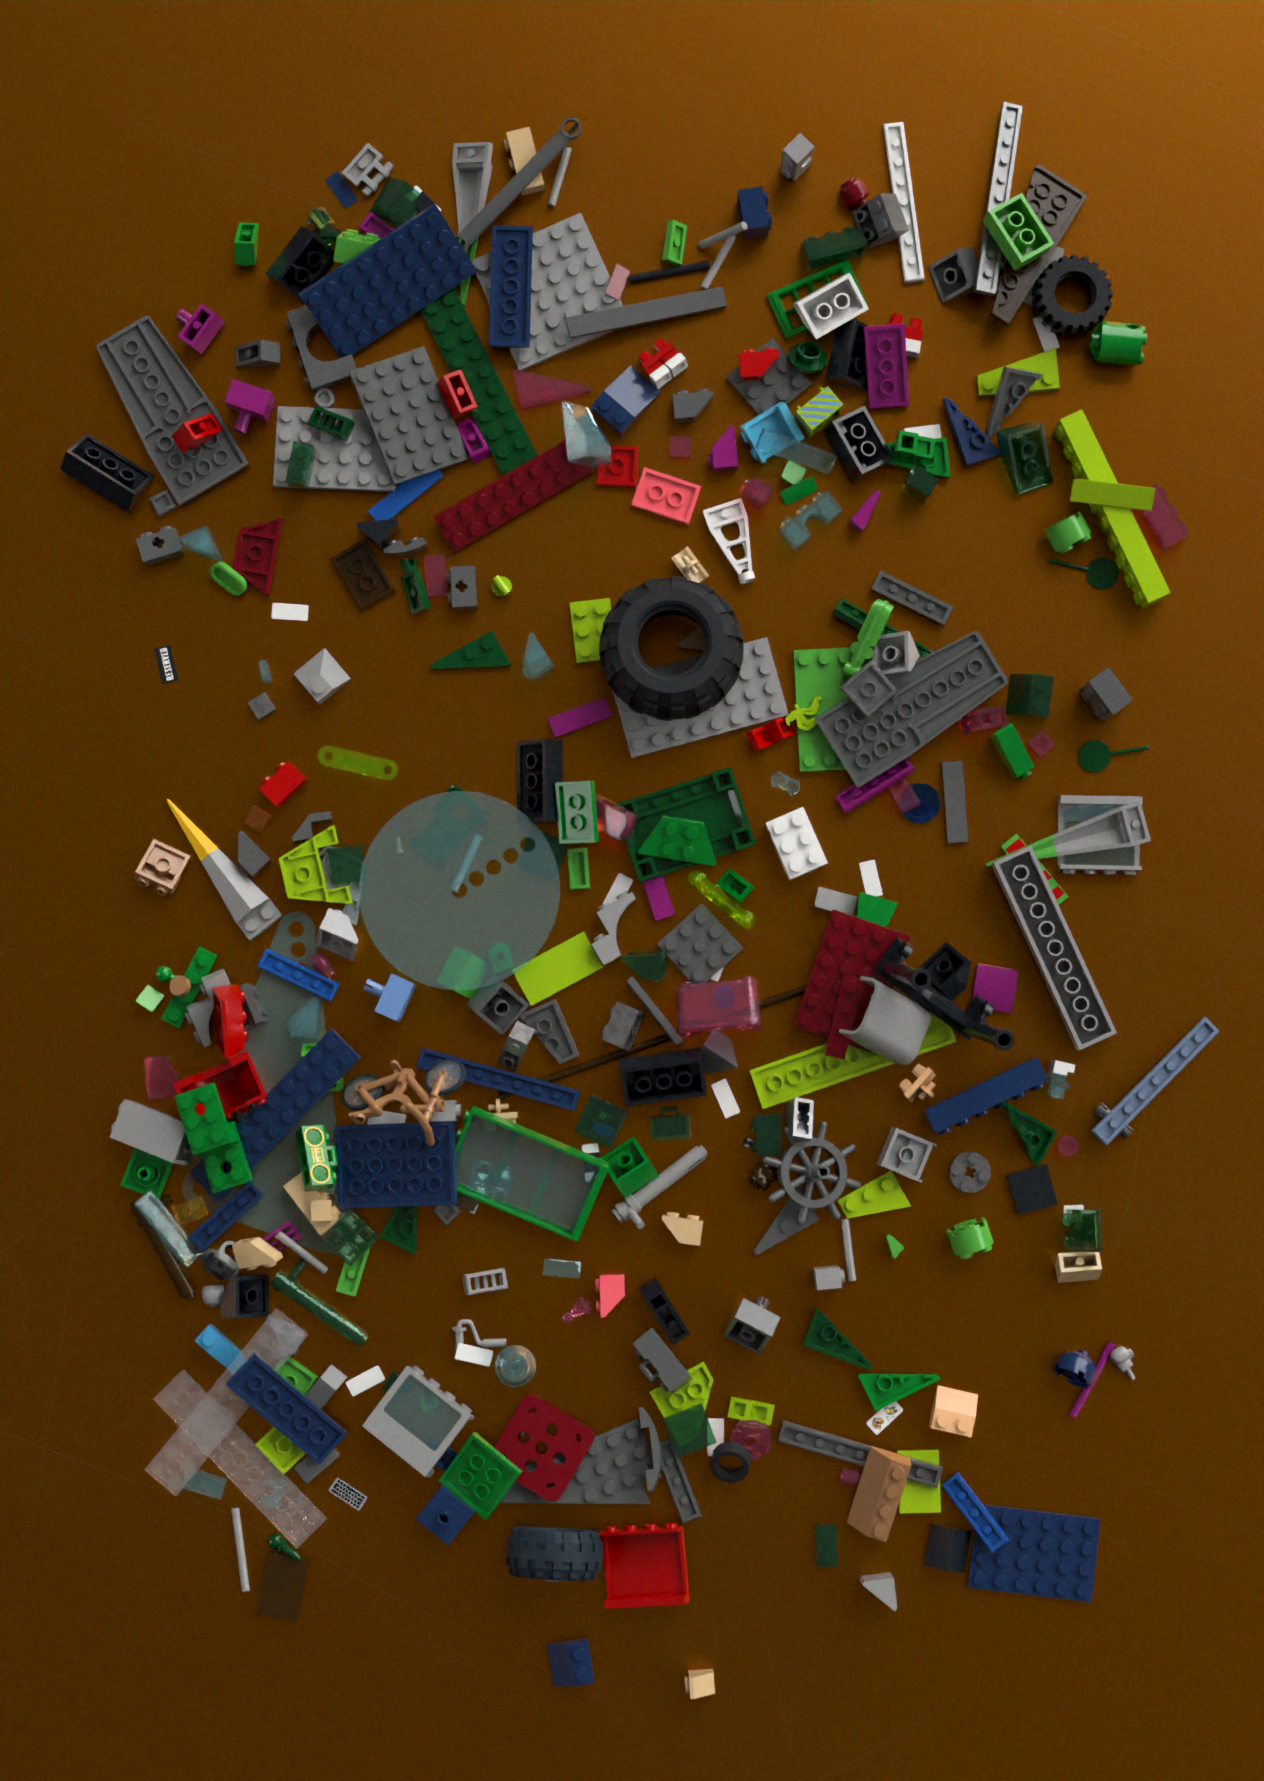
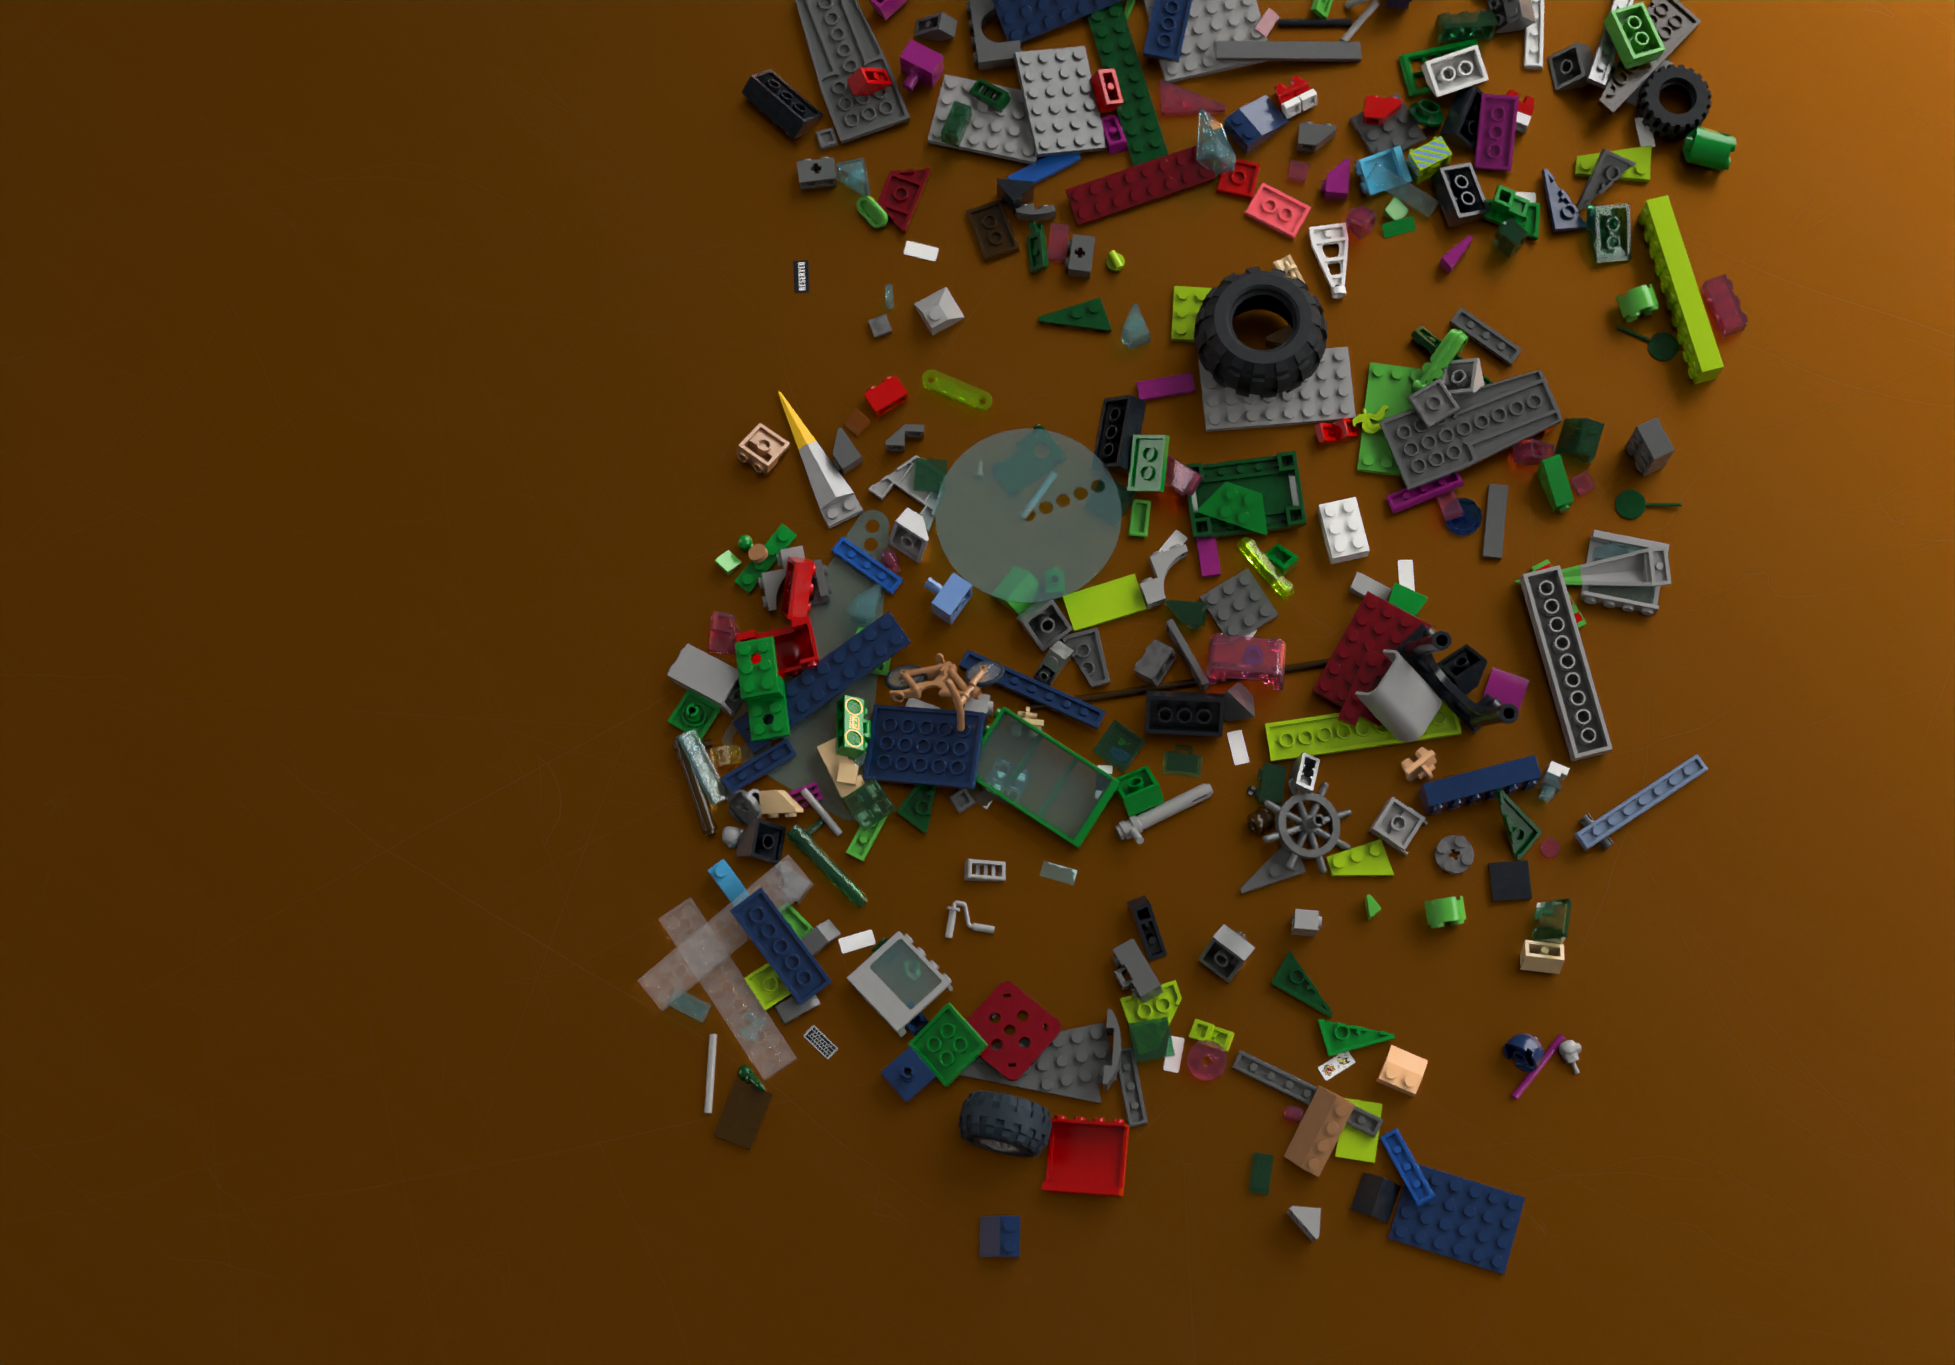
camera: 15 degrees right, 10 degrees down
(304, 871) = (890, 474): lime wing -> none
(324, 398) = (988, 74): light grey tile -> none
(474, 1354) = (962, 935): white sticker -> none
(515, 1366) = (999, 952): clear light blue cone -> none
(580, 1308) = (1069, 910): clear pink piece -> none
(611, 1292) = (1101, 900): coral slope -> none
(685, 1230) = (1180, 857): tan slope -> none
(700, 1683) = (1119, 1277): tan slope -> none
(734, 1449) = (1194, 1066): black tyre -> none
(785, 783) = (1342, 476): clear light blue piece -> none
(822, 507) = (1418, 244): clear light blue arch -> none
(848, 1250) = (1328, 904): light grey bar -> none
(1112, 494) = (1683, 271): lime slope -> none

